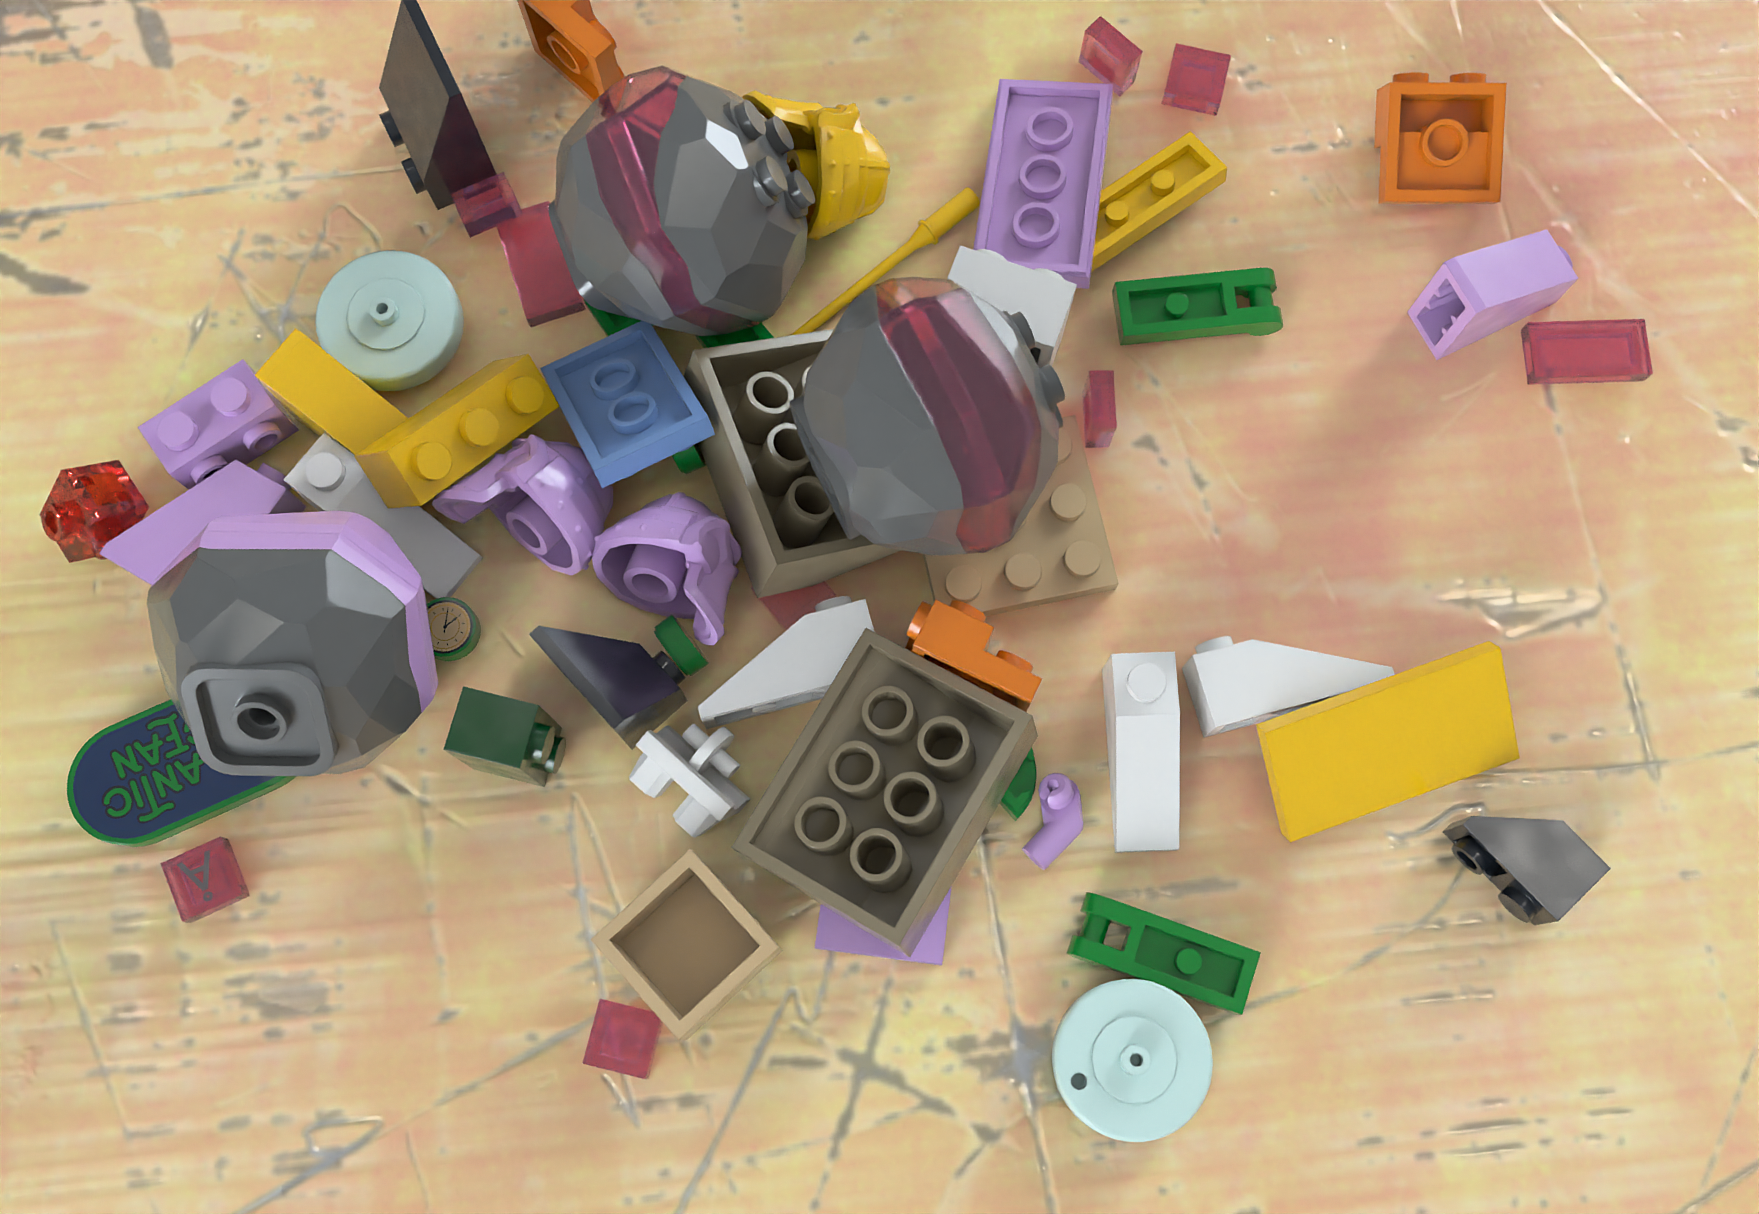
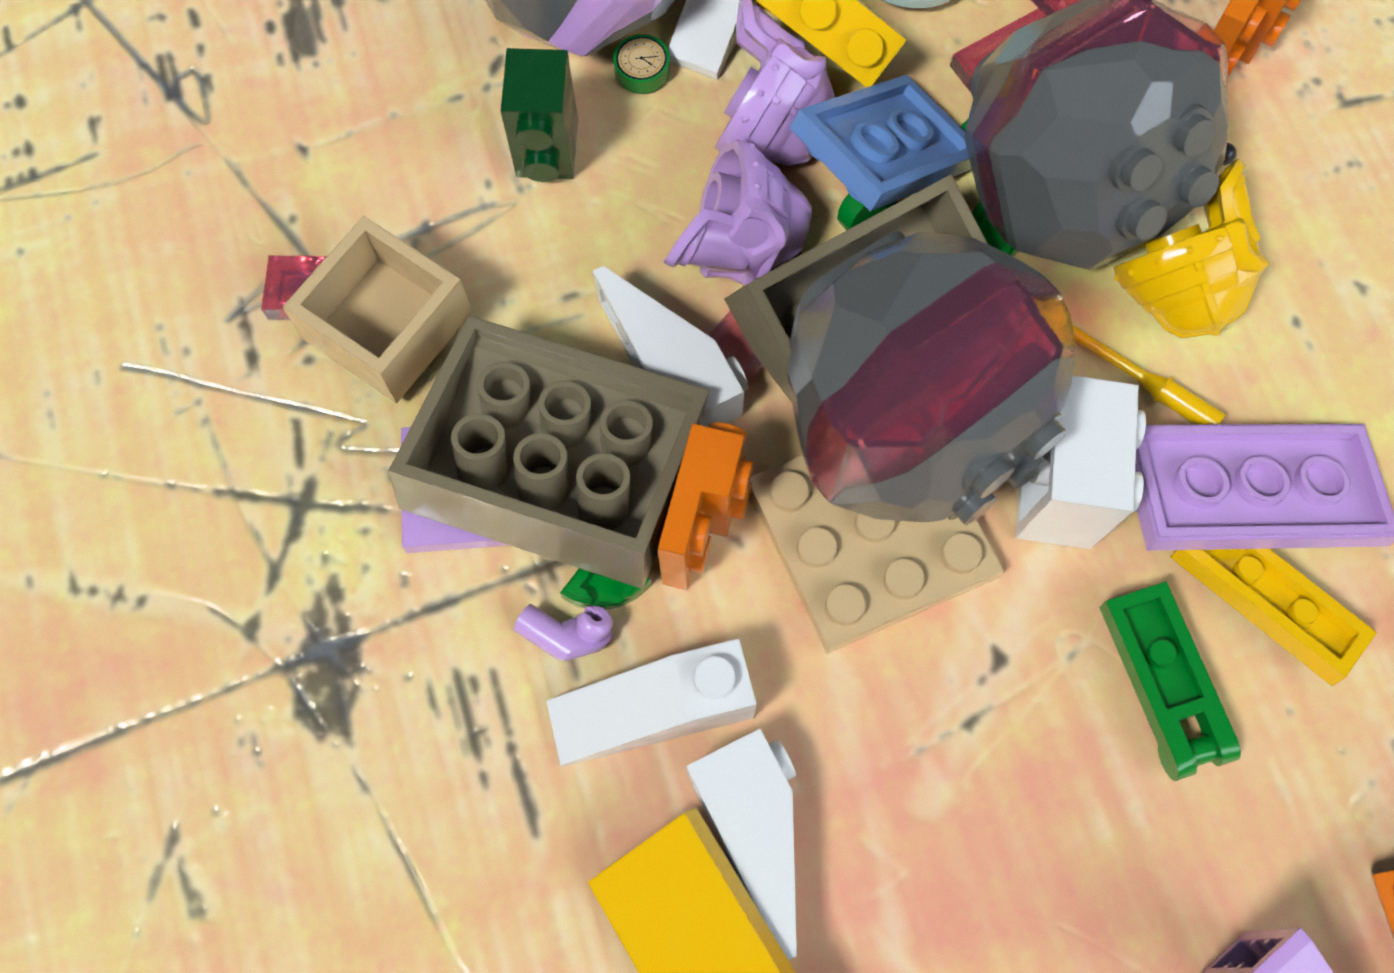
camera: 80 degrees right, 5 degrees down
(616, 679) = (608, 191): black slope -> none
(680, 646) = (657, 247): green tile -> none
(698, 767) = (548, 286): white hips -> none
(1099, 408) = (1016, 591): clear pink tile -> none
(1132, 1060) = (331, 748): light aqua wheel -> none
(1166, 954) = (445, 767): green plate -> none

